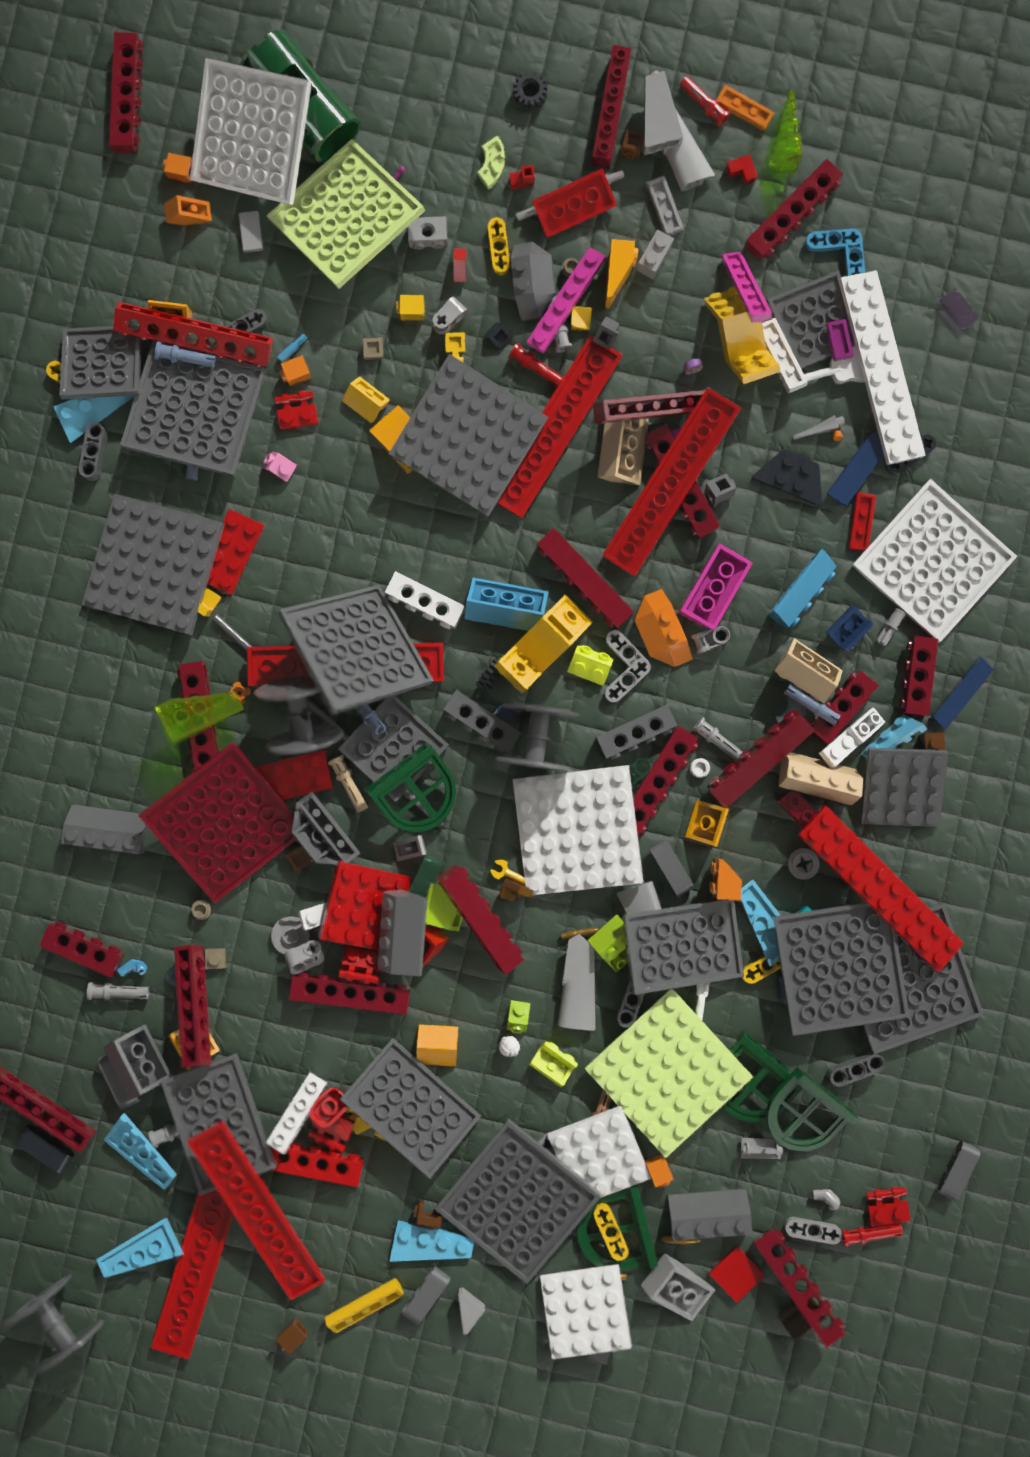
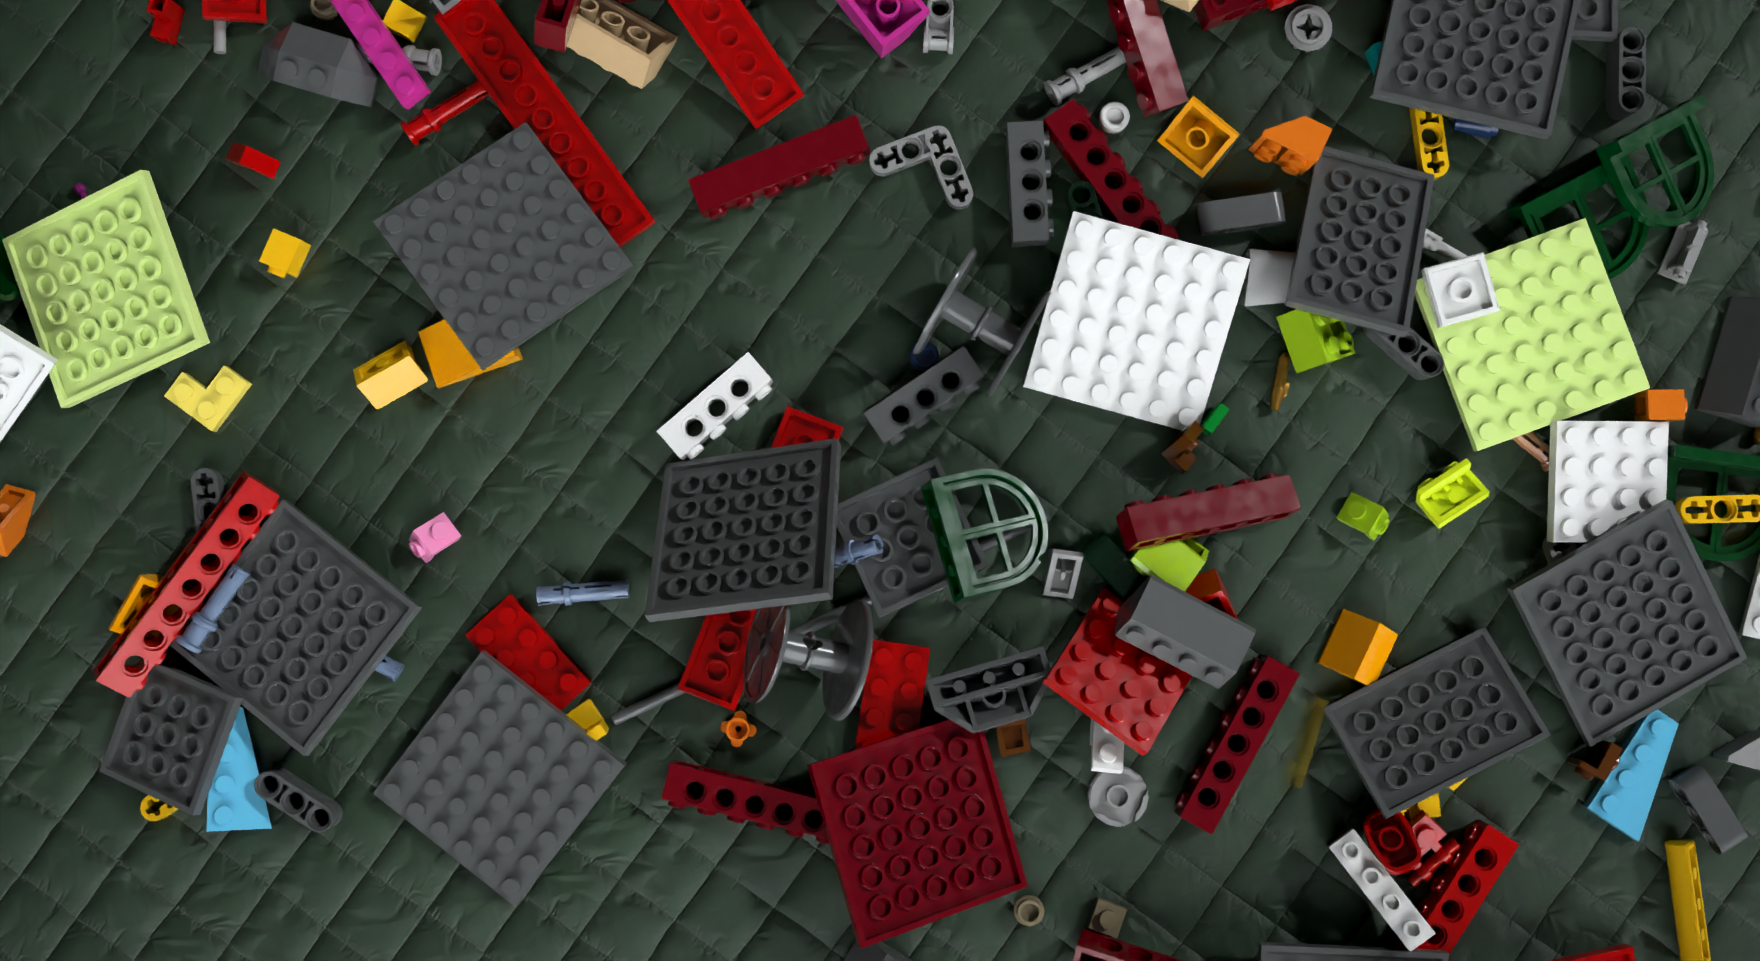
camera: 65 degrees left, 0 degrees up
(192, 715) = (744, 810): clear neon green wedge -> none
(251, 231) = (75, 440): light grey tile -> none
(279, 561) = (592, 591): none -> sand blue pin
(284, 355) = (271, 451): dark azure pin -> none
(295, 371) = (305, 458): orange brick -> none
(296, 416) = (372, 483): red plate -> none
(303, 957) = (1158, 791): light grey piece -> none
(305, 302) = (209, 404): none -> light yellow plate
(344, 774) = (920, 624): tan pin -> none
(360, 960) = (1195, 708): red plate -> none
(368, 1038) = (1309, 743): none -> clear yellow bar
(373, 348) = (320, 333): dark tan plate -> none
(436, 225) = (178, 172): light grey brick -> none
(451, 314) = (319, 202): light grey piece -> none
(455, 344) = (362, 213): yellow plate -> none
(489, 677) = (863, 353): black tyre -> none
(493, 162) = (125, 52): yellowish green tile -> none
(498, 335) = (378, 148): black slope -> none
(502, 232) = (240, 85): yellow beam -> none
(505, 604) = (771, 293): dark azure slope -> none
(508, 873) = (1152, 449): yellow bar -> none
(509, 1046) = (1401, 546): white piece -> none
(540, 901) = (1213, 418): none -> green tile
(543, 643) = (850, 261): yellow bracket -> none
(578, 983) = (1354, 412): light grey panel -> none
(590, 664) = (905, 209): neon yellow bracket -> none
(662, 630) = (897, 87): orange wedge -> none
(676, 1018) = (1460, 290): none -> white tile
(761, 914) = (1363, 116): medium azure wing -> none

